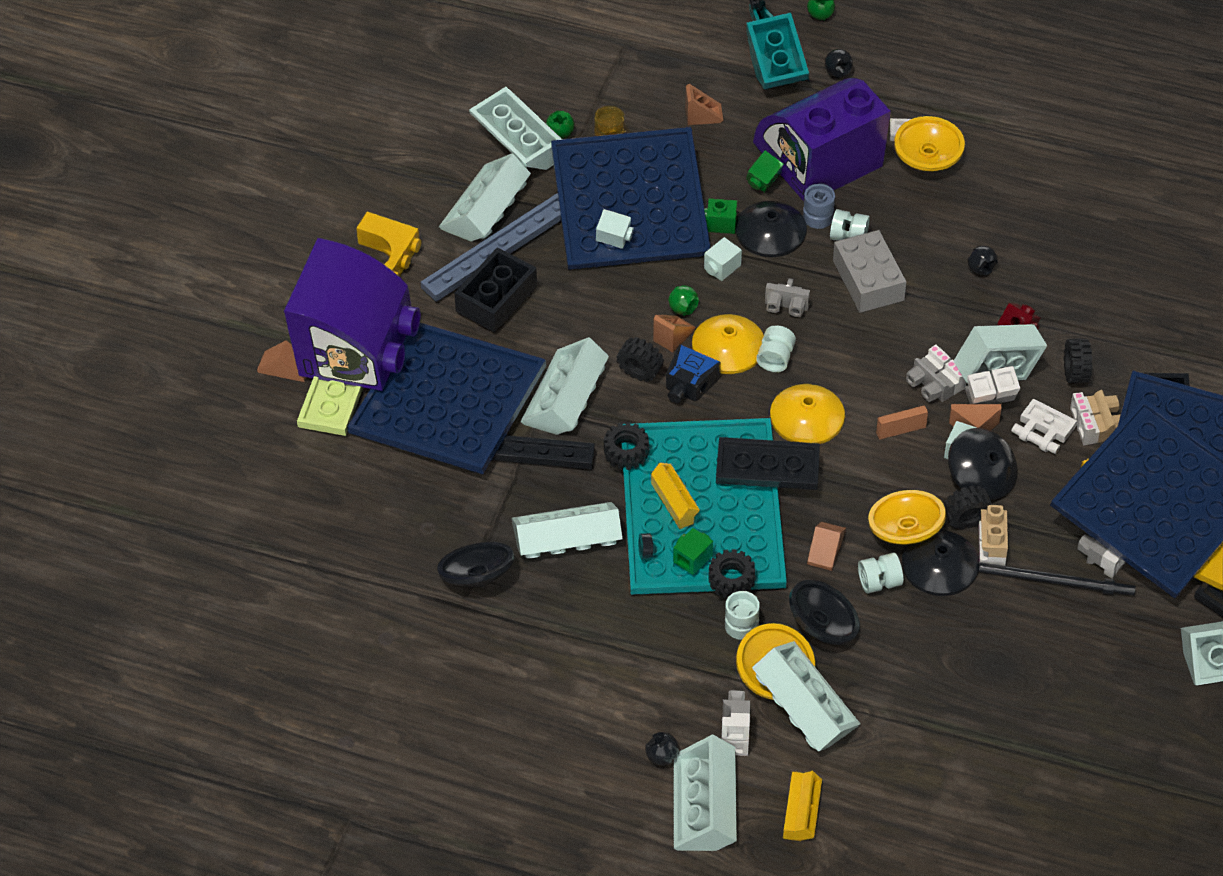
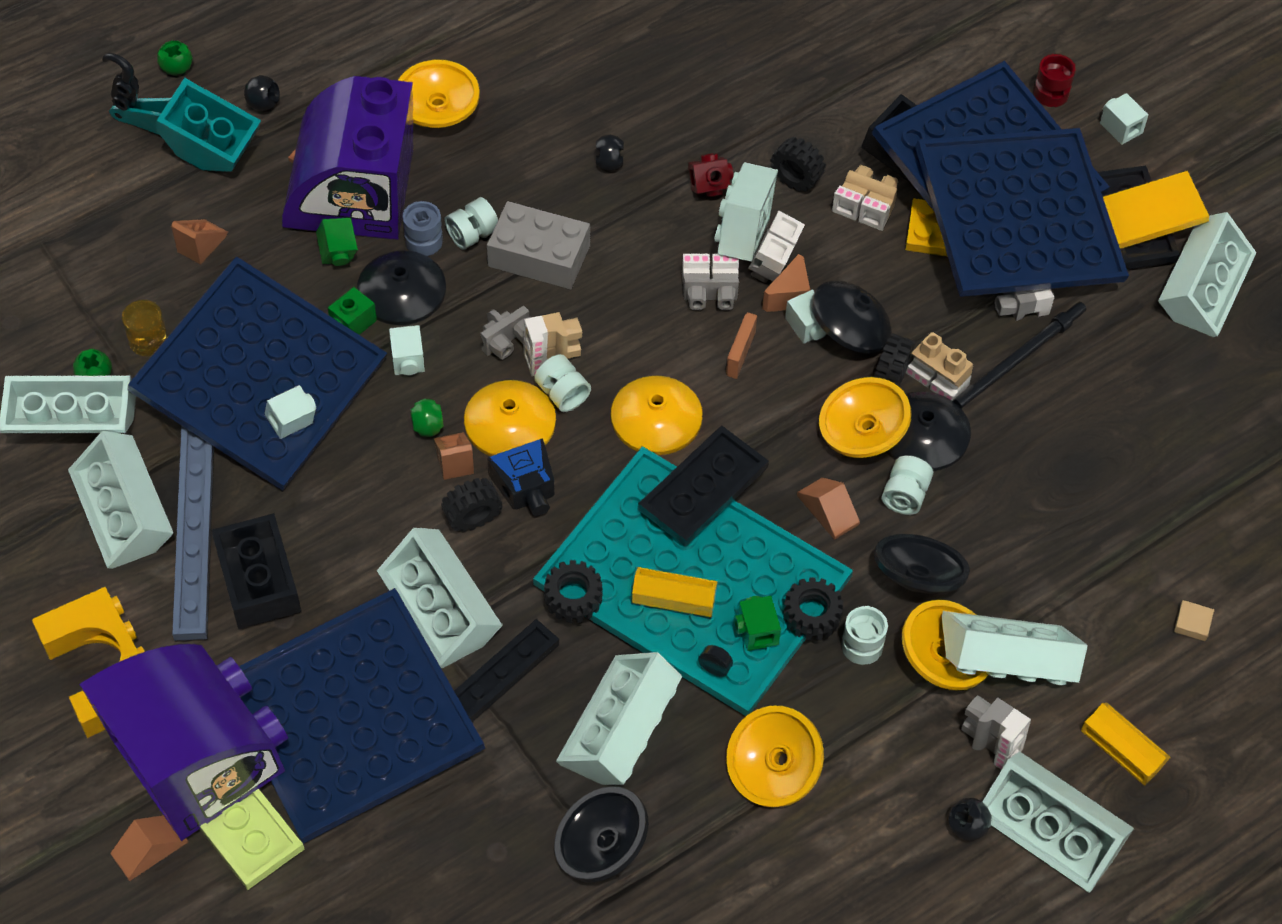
camera: 55 degrees left, 5 degrees up
(608, 617) = (756, 750): none -> yellow dish
(798, 317) = (548, 337): none -> hips
(936, 796) = (1194, 620): none -> tan tile
(1047, 420) = (840, 235): white plate -> none

